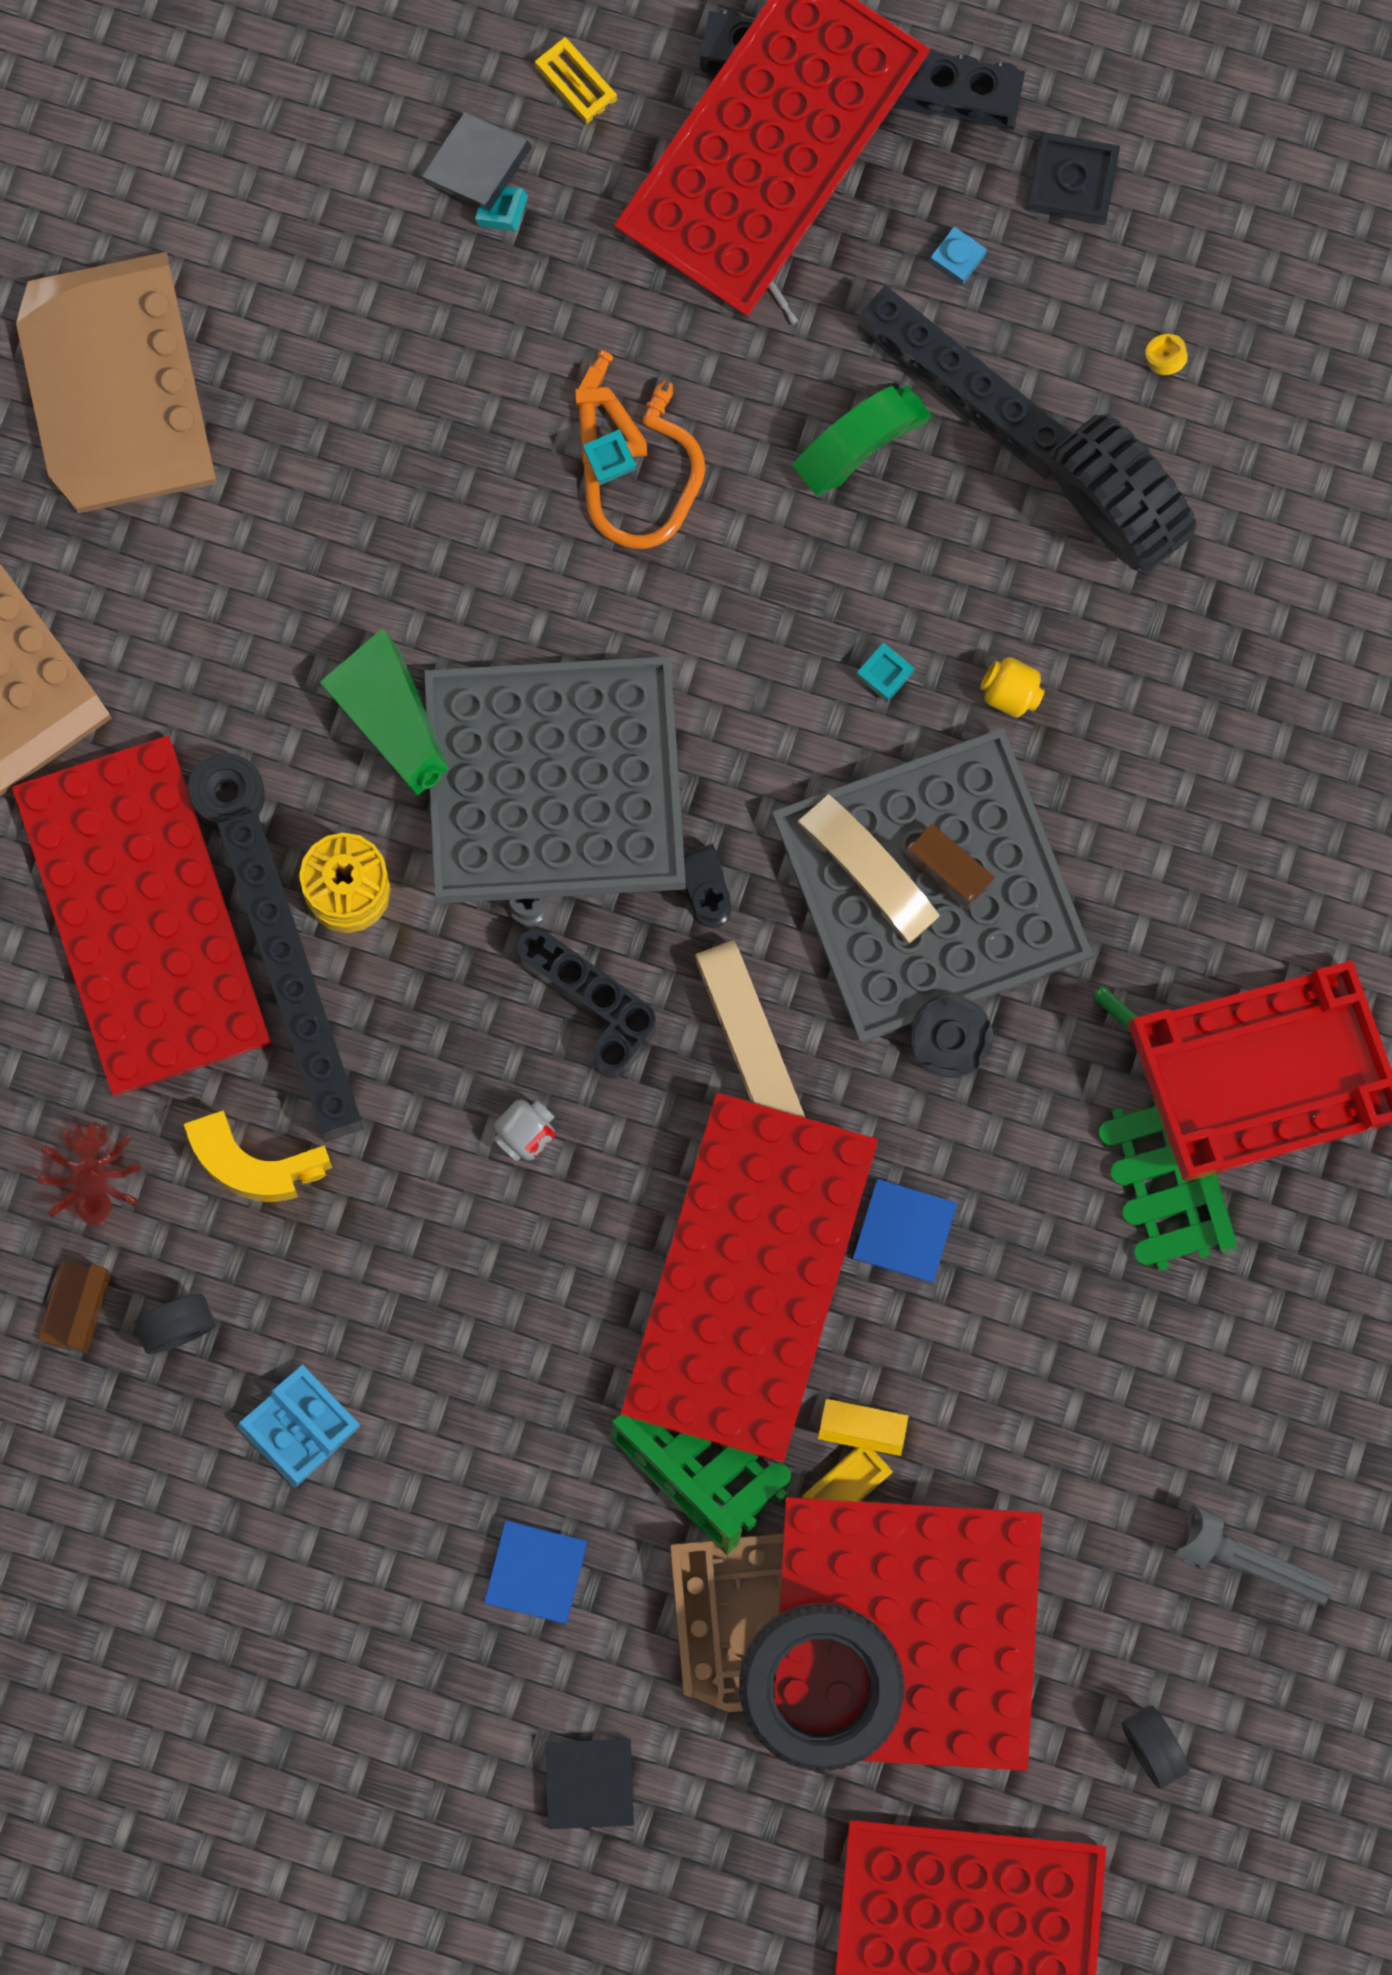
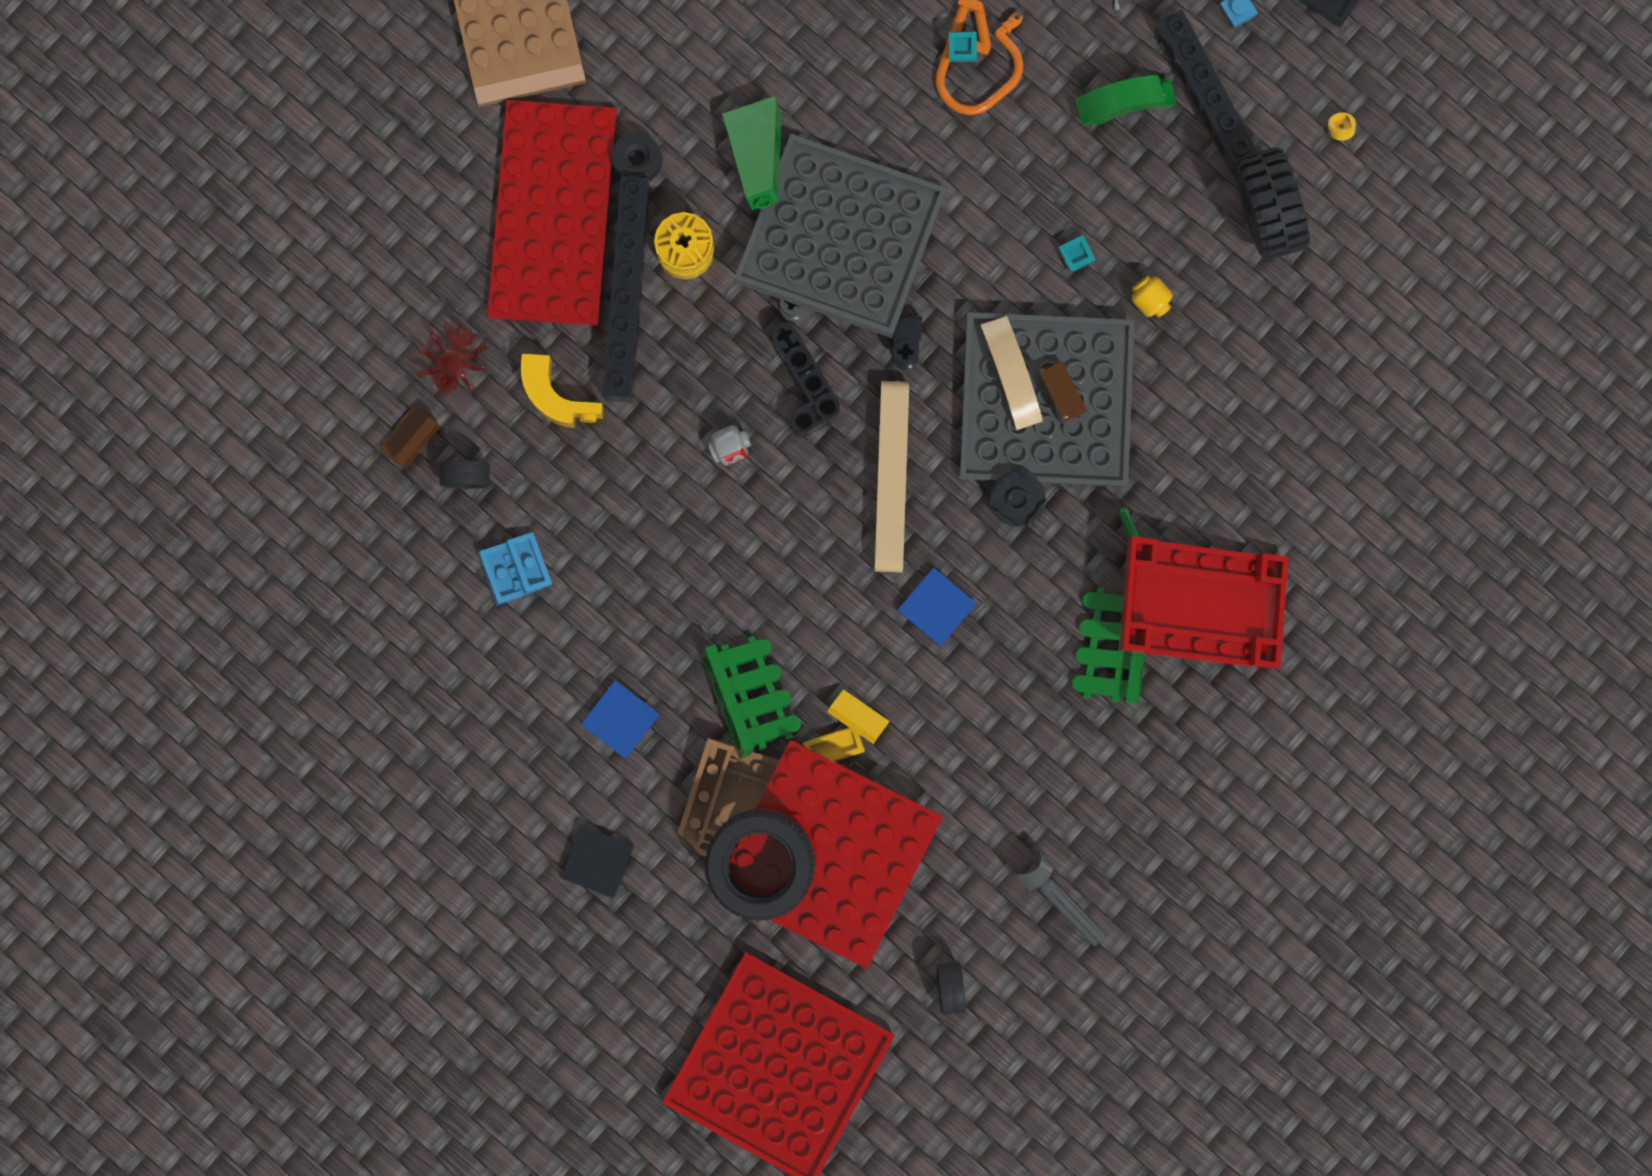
camera: 25 degrees right, 5 degrees up
(749, 1278) = (827, 595): red plate -> none

